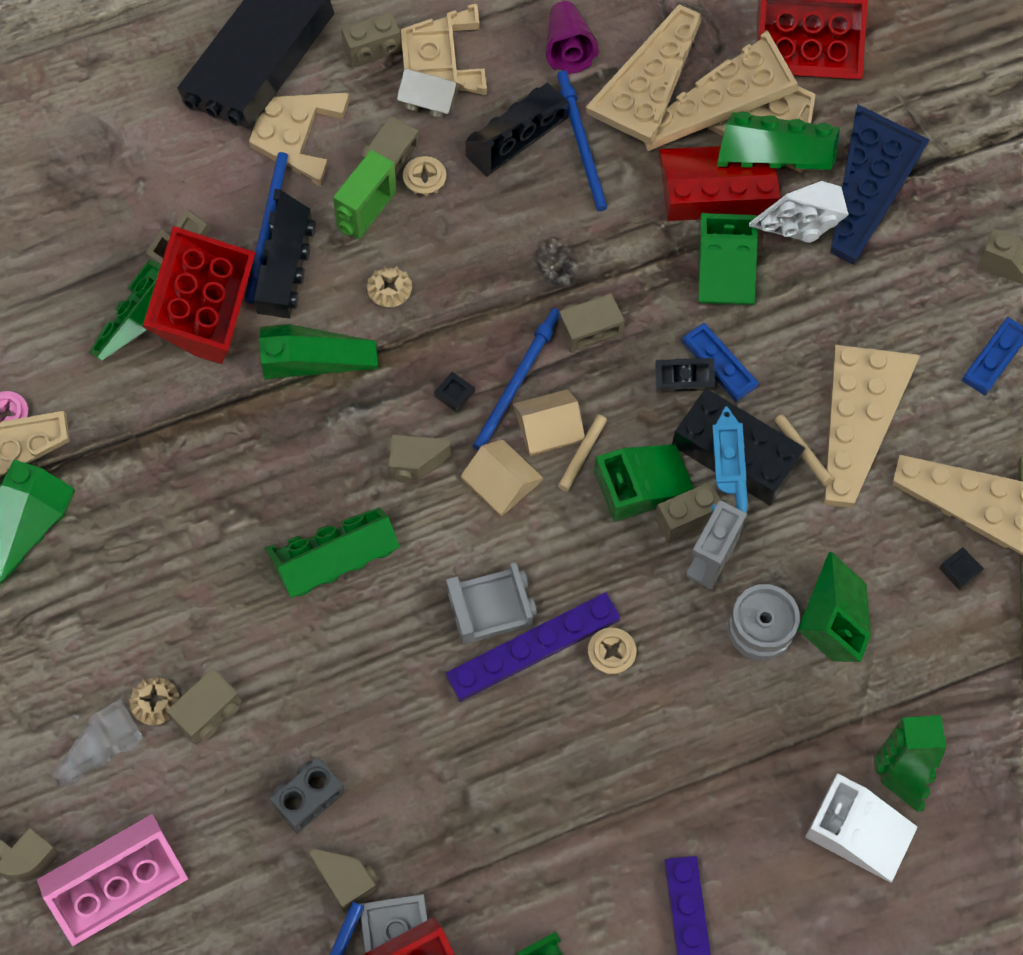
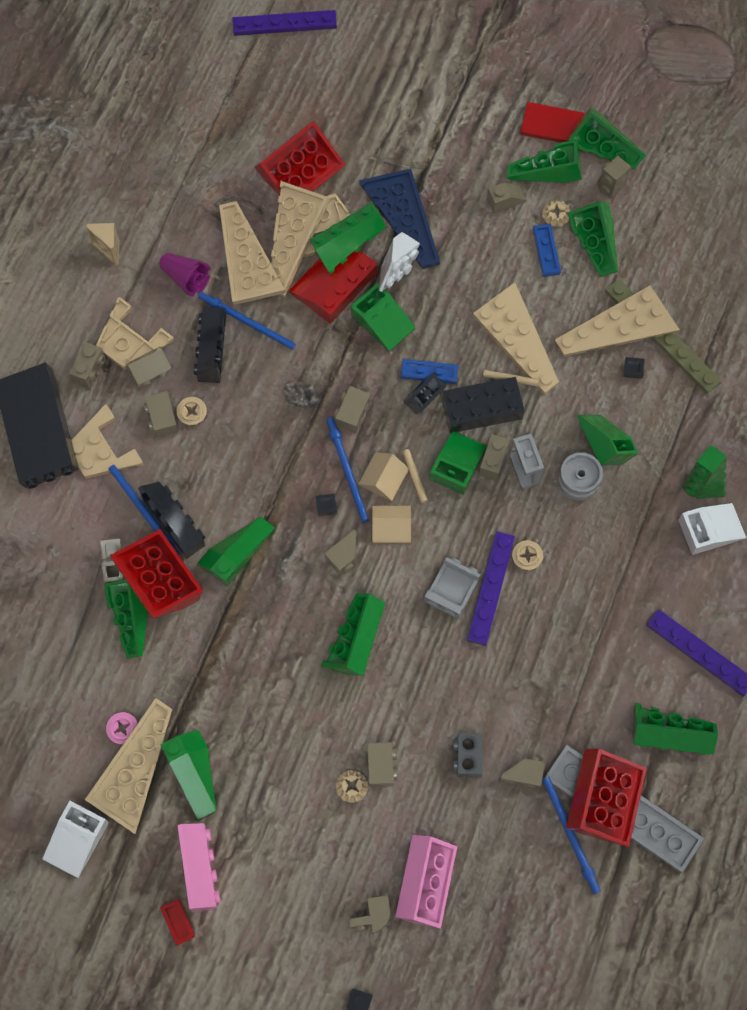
camera: 45 degrees left, 5 degrees up
(102, 738) = (350, 821): clear slope -> none
(364, 194) = (178, 449): bright green window -> none
(389, 297) = (242, 489): tan gear -> none
(730, 459) = (493, 415): dark azure plate -> none

